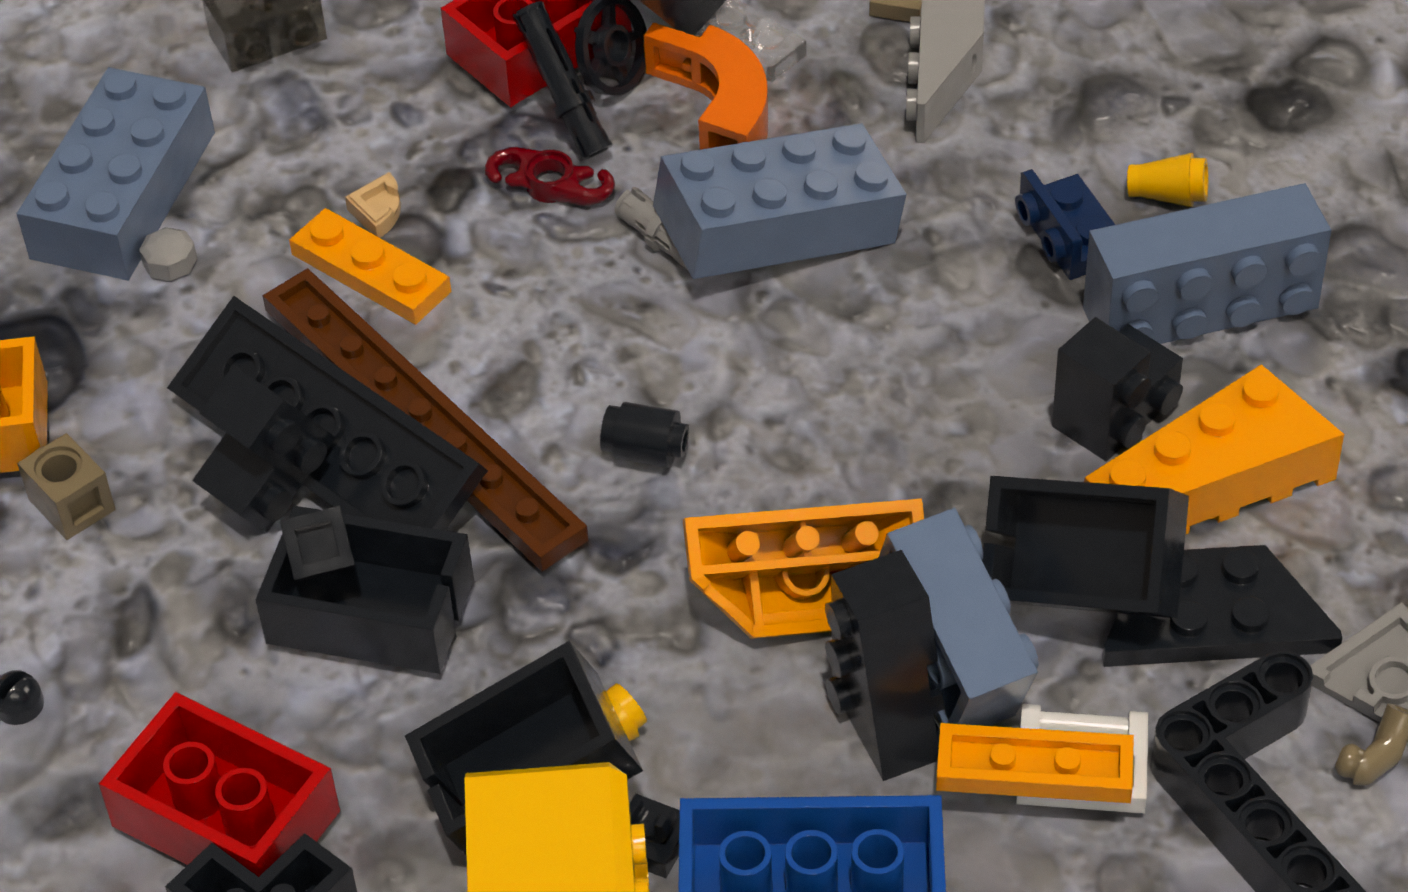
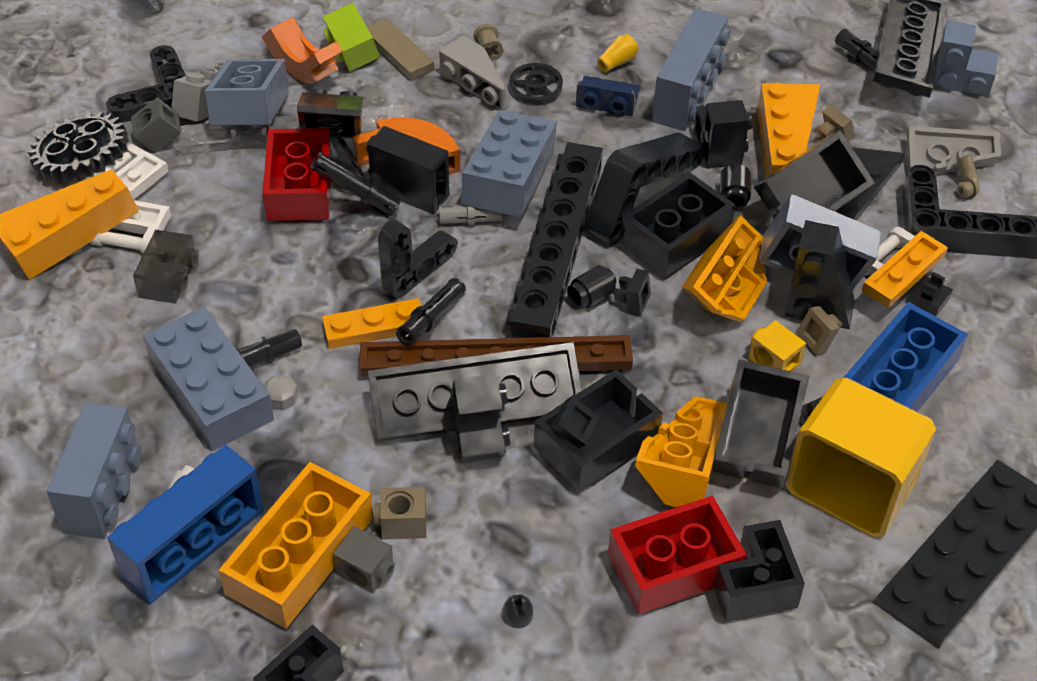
camera: 55 degrees left, 0 degrees up
(221, 195) = (271, 347): none -> black axle
(375, 697) = (683, 452): none -> light orange wedge
(376, 205) = (336, 299): tan tile -> none
(416, 299) = (424, 317): none -> black pin
(469, 223) = (404, 268): none -> black beam
(563, 190) = (372, 232): dark red piece -> none
(646, 103) = (409, 169): none -> black brick
(683, 487) = (634, 292): none -> black tile
(697, 346) = (557, 243): none -> black brick
(724, 708) = (777, 347): none -> yellow brick
(823, 738) = (819, 329): none -> dark tan tile
(853, 443) = (676, 224): none -> black brick
(904, 331) = (630, 170): none -> black beam
(1008, 137) = (536, 83): none -> black wheel
(1018, 42) = (486, 36): none -> dark tan bush
(1031, 458) = (736, 184): none -> black brick
(1051, 840) = (930, 294): none -> black tile
(1302, 516) = (834, 121): none -> dark tan tile

